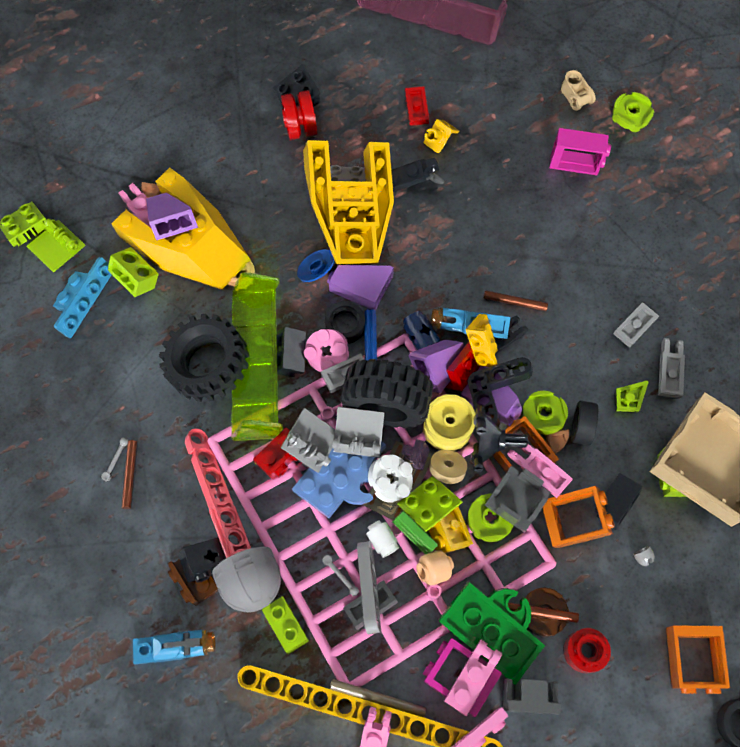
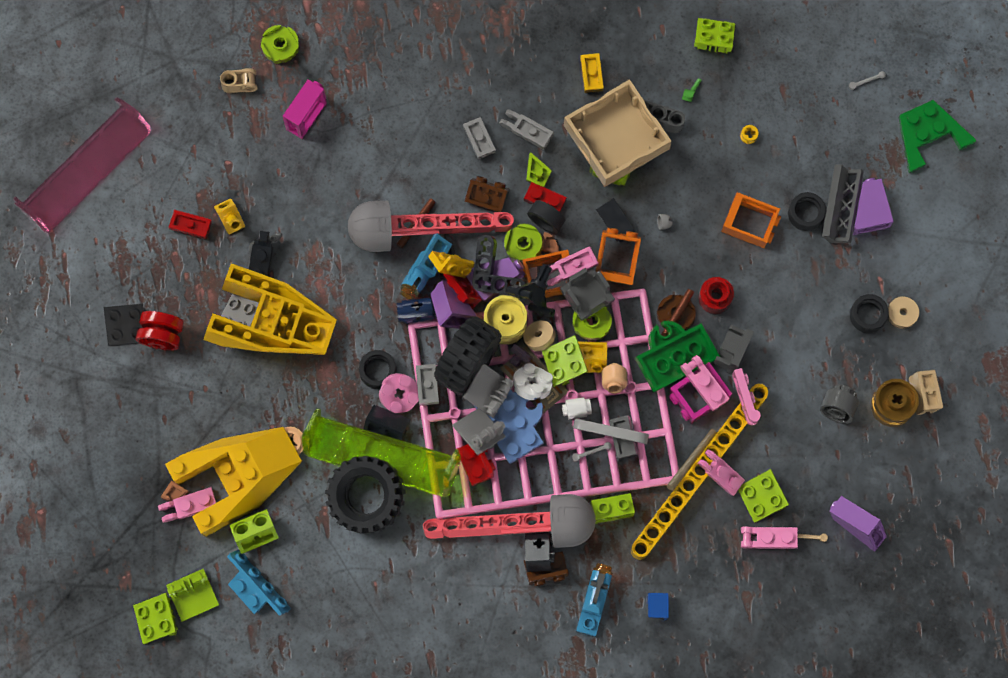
camera: 70 degrees left, 5 degrees up
(106, 476) = (431, 613): light grey hinge -> none
(129, 474) = (438, 594): copper bar -> none
(169, 216) = (221, 477): medium lavender slope -> none
(189, 724) = (658, 605): none -> blue panel
(315, 265) = (309, 373): blue dish -> none
(361, 283) = (348, 342): medium lavender slope -> none
(370, 334) = (402, 353): blue axle -> none
(414, 532) = (582, 382): bright green tile -> none
(489, 256) = (373, 225): none -> piece
(579, 355) = (487, 194): none -> reddish brown bracket
(607, 417) = (543, 194): none -> red plate

